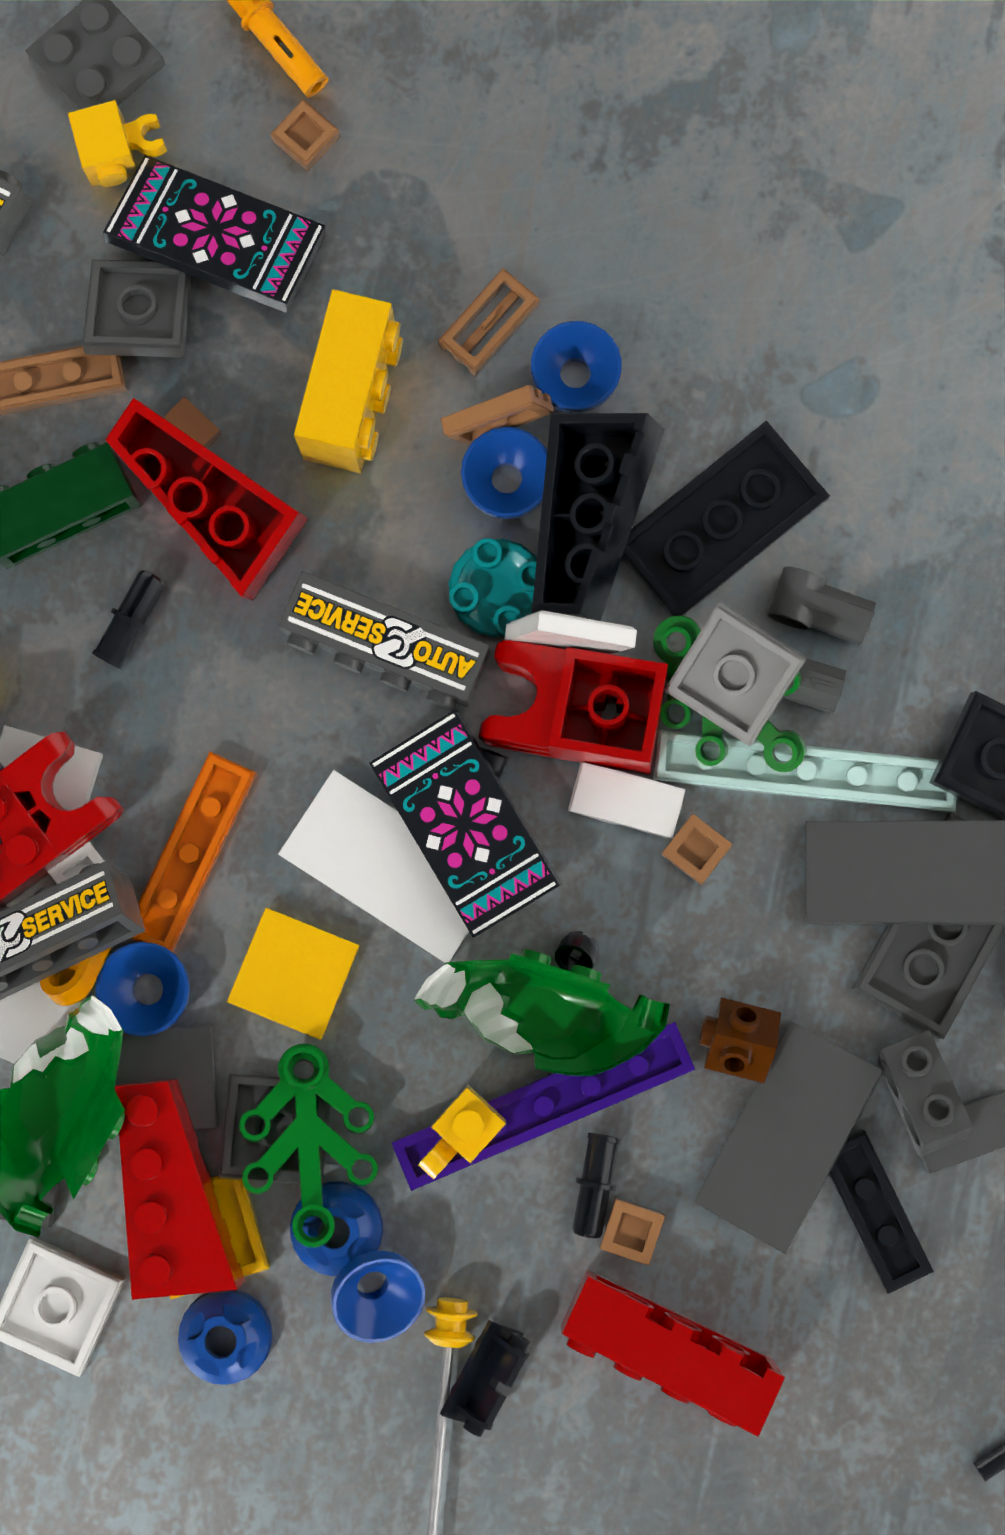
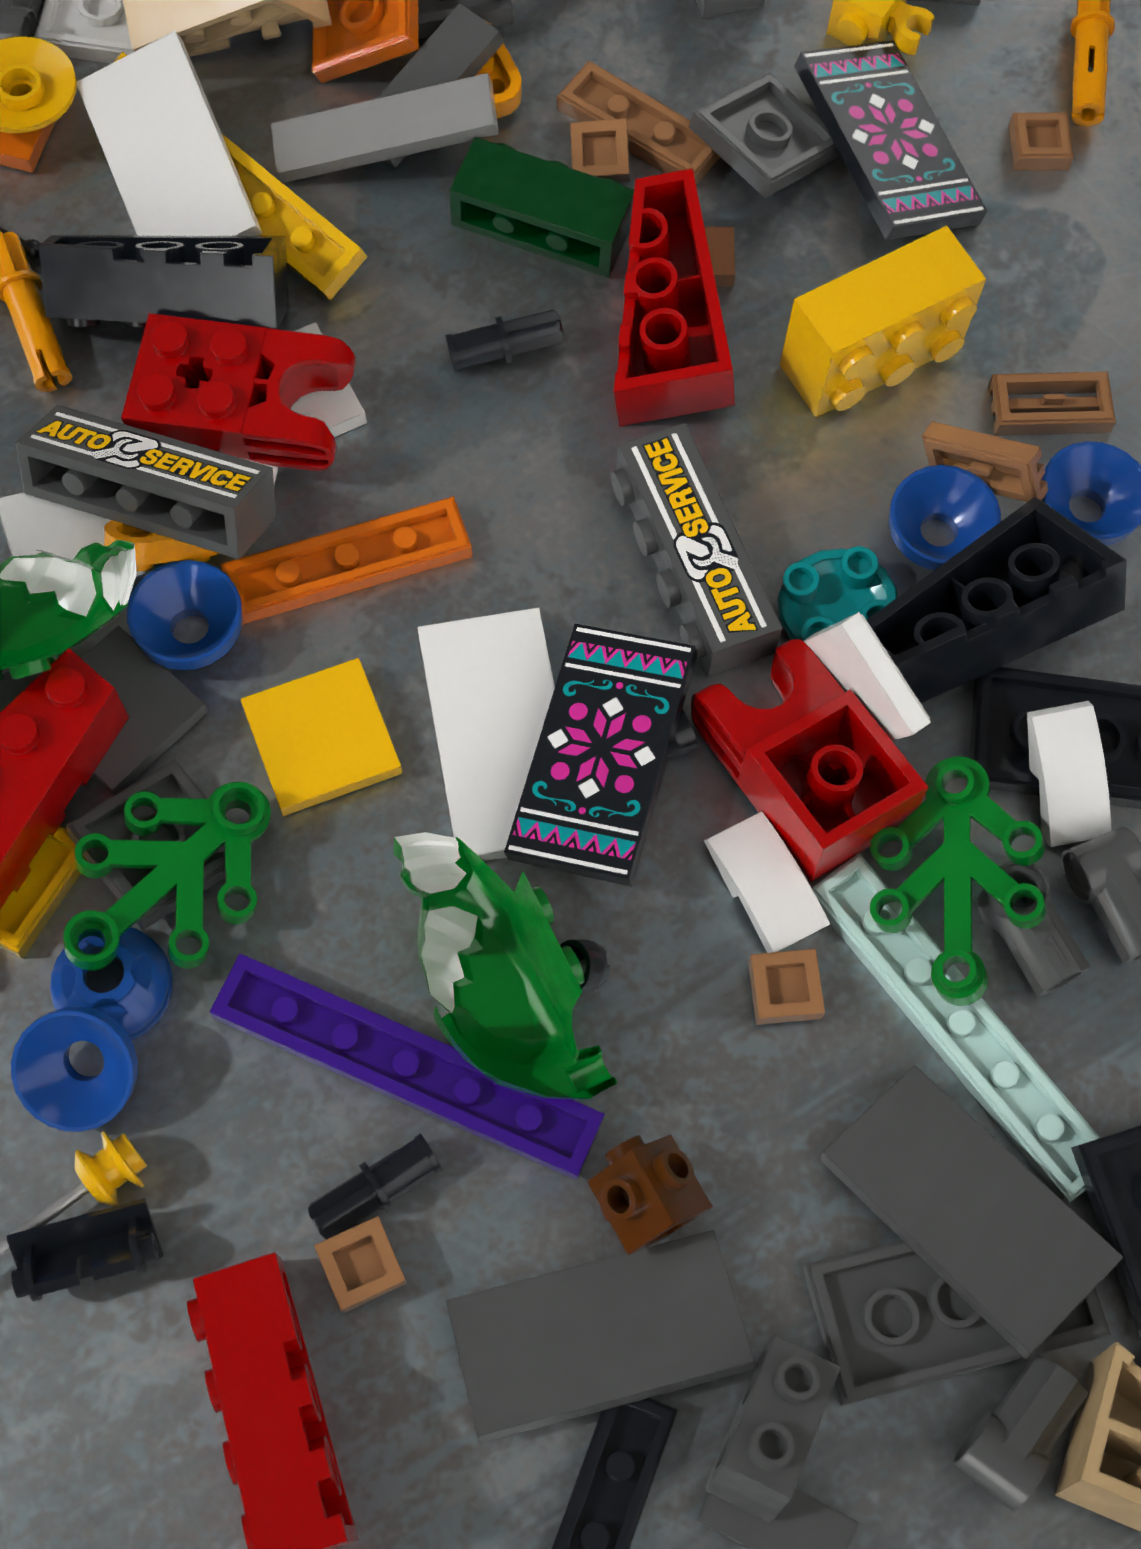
camera: 40 degrees right, 15 degrees down
(49, 429) = (601, 148): none -> medium nougat plate
(464, 1129) = (316, 997): yellow brick -> none
(728, 564) = (1071, 773): none -> white slope
(735, 674) = (983, 854): light grey tile -> none

